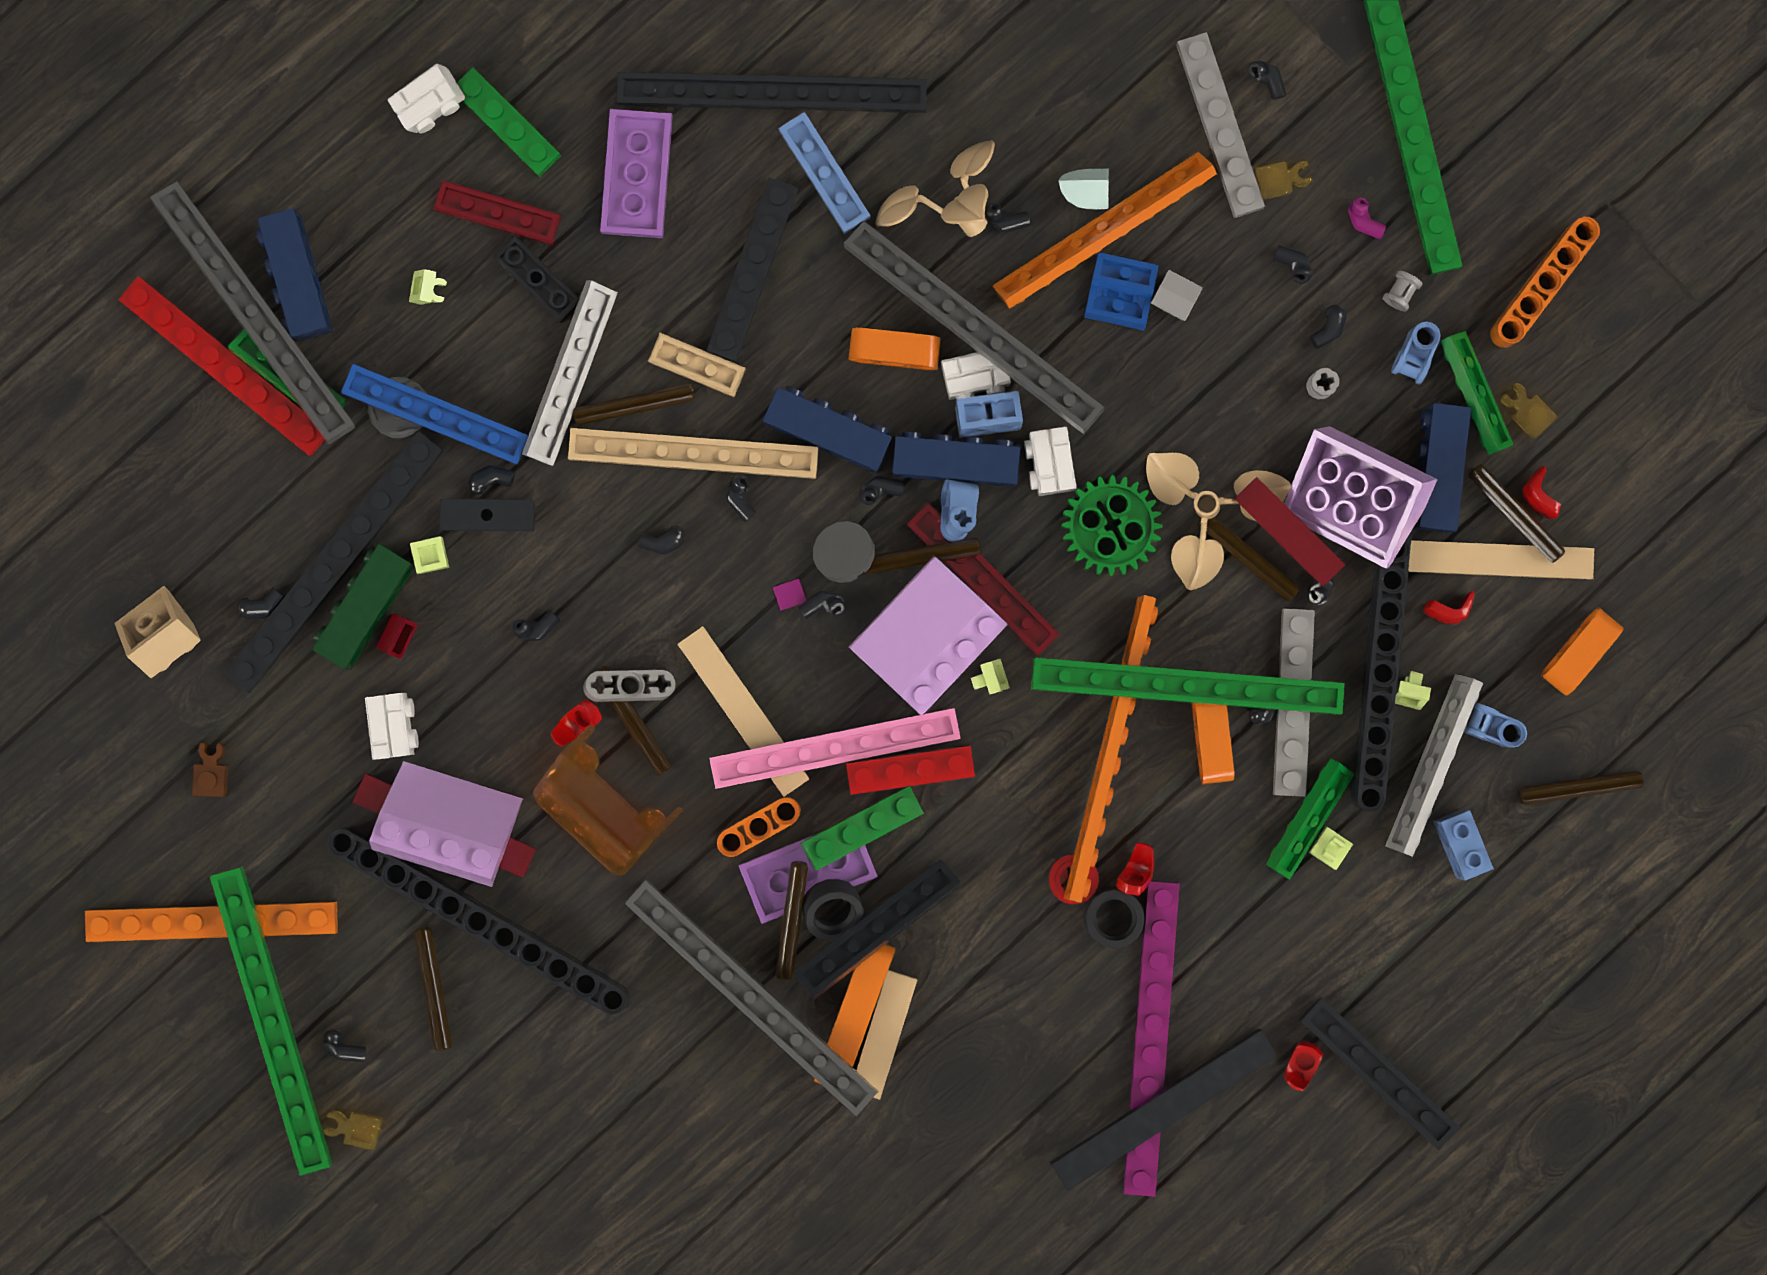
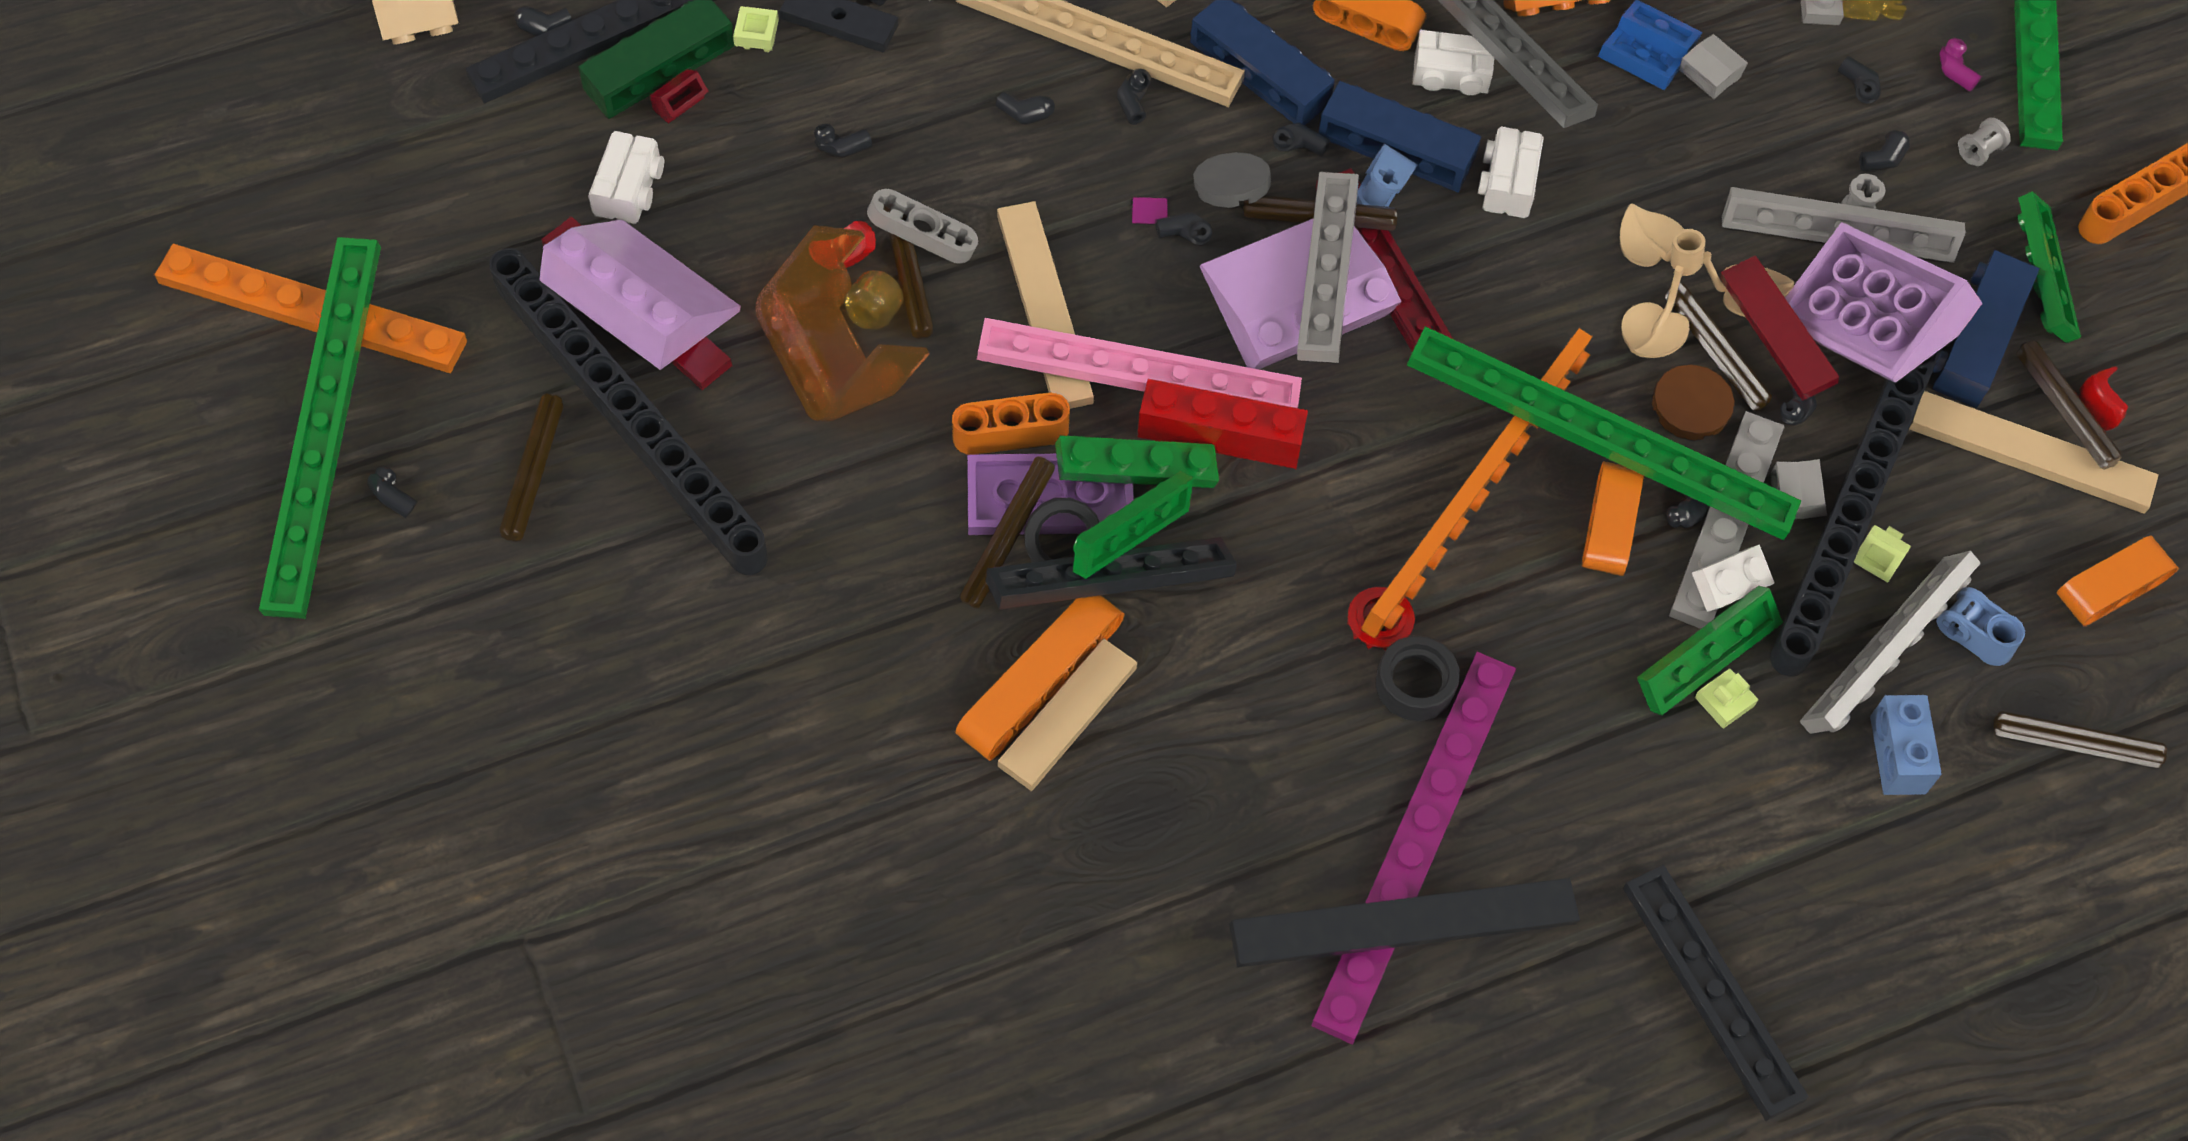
camera: 15 degrees right, 25 degrees down
(210, 777) = (395, 164): reddish brown plate -> none
(359, 1130) = (357, 588): clear yellow plate -> none
(618, 761) = (873, 300): none -> clear yellow head
(752, 997) = (924, 603): dark grey plate -> none
(874, 898) = (1132, 524): none -> green plate
(946, 627) = (1328, 268): none -> light grey plate
(988, 414) = (1457, 96): medium blue brick -> none
(992, 677) = (1359, 363): yellowish green tile -> none
(1136, 512) = (1592, 252): green gear -> none
(1138, 870) = (1472, 631): red hair -> none
(1242, 612) = (1693, 402): none -> reddish brown tile
(1302, 1065) = (1612, 944): red hair -> none
(1311, 758) = (1732, 577): none -> white plate
(1322, 412) = (1819, 219): none -> light grey plate
(1339, 660) = (1803, 482): none -> light grey piece
(1414, 357) = (1987, 201): medium blue piece -> none
(1446, 614) = (1952, 482): red hair -> none
(1531, 414) = (2109, 315): clear yellow plate -> none

